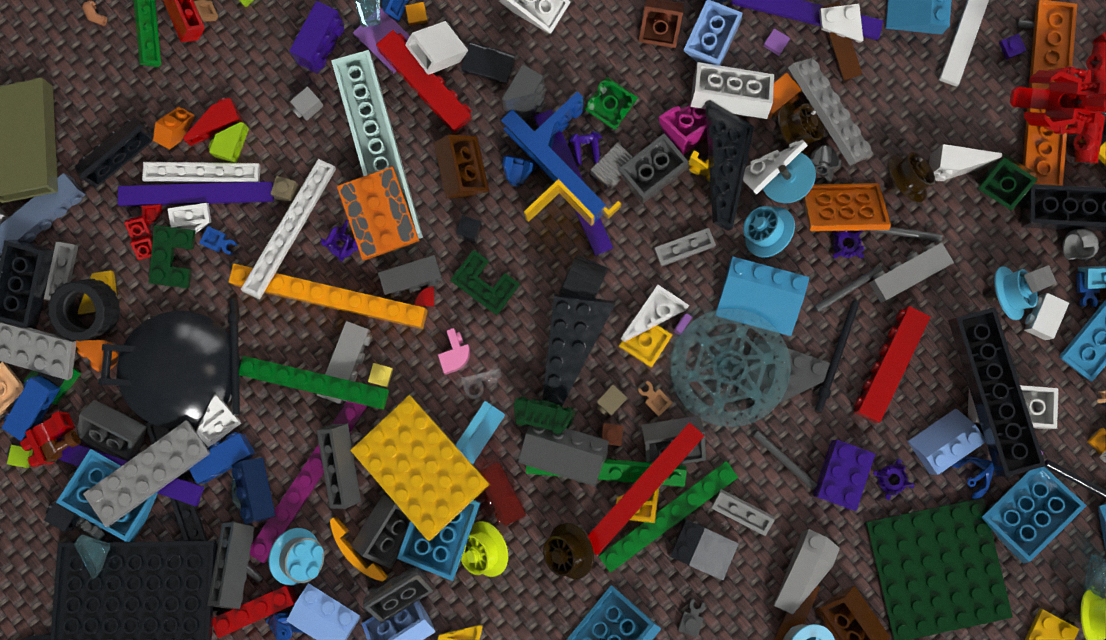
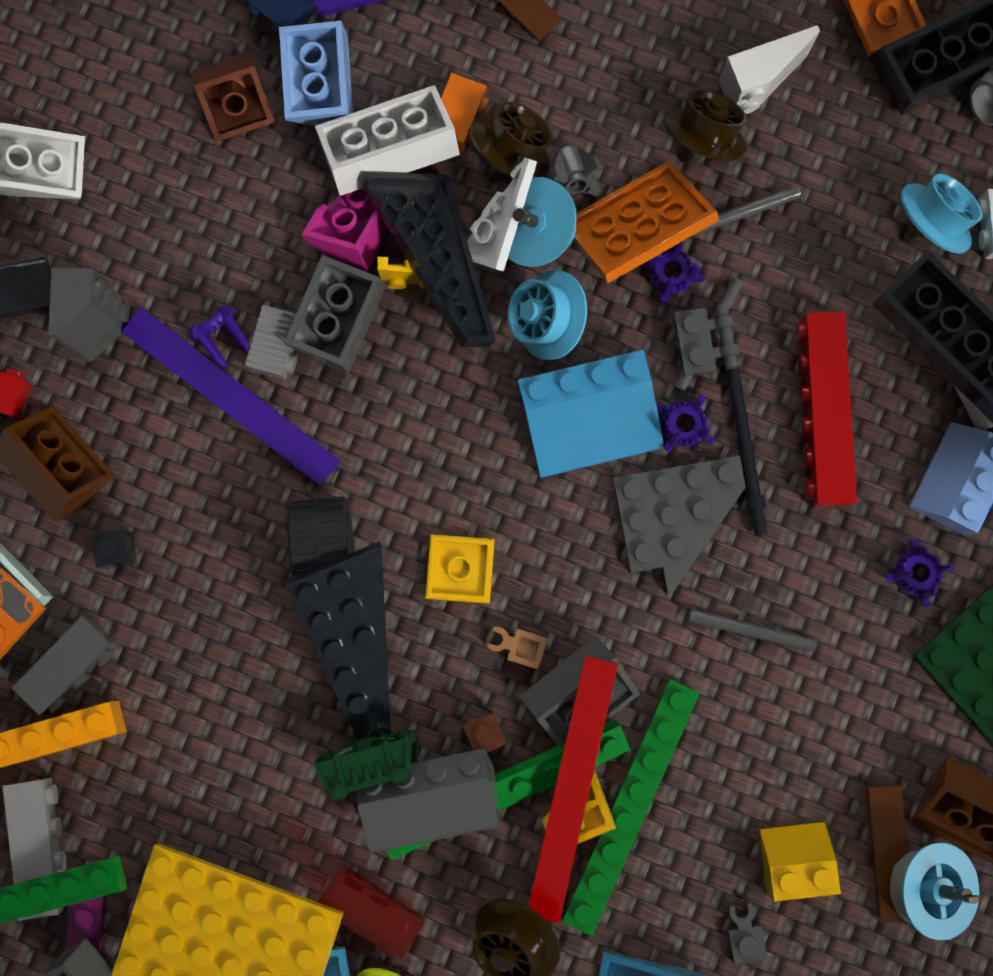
camera: 30 degrees left, 0 degrees up
(380, 375) = (99, 835): light yellow plate -> none
(426, 298) = (105, 684): red tile -> none
(458, 356) = (198, 743): bright pink brick -> none
(479, 431) = (290, 839): medium azure panel -> none
(490, 377) = (248, 761): clear plate -> none
(491, 298) = (153, 624): dark green plate -> none
(517, 169) = (138, 422): blue brick -> none
(566, 183) = (150, 372): blue piece -> none
(611, 102) = (223, 251): green slope -> none
(611, 401) = (457, 686): dark tan brick -> none
(657, 309) = (451, 515): white wing -> none
(682, 324) = (499, 516): medium lavender tile -> none
(684, 247) = (443, 403): light grey plate -> none
(703, 549) = (706, 826): slope -> none
(742, 595) = (799, 862): none -> yellow slope
(743, 512) = (734, 740): light grey plate -> none
(766, 359) = (614, 600): clear light blue piece -> none
(776, 42) = (414, 36): medium lavender tile -> none
(801, 334) = (673, 434): none -> dark purple piece
(809, 565) = (868, 765): light grey wedge -> none
(831, 111) = (544, 94): light grey plate -> none
(839, 289) = (695, 340): none -> dark grey plate
(844, 475) = (847, 606): dark purple brick -> none
(911, 272) = (783, 263): light grey brick -> none
(1007, 181) = (847, 61): dark green brick -> none
(1040, 279) = (967, 175): light grey tile -> none

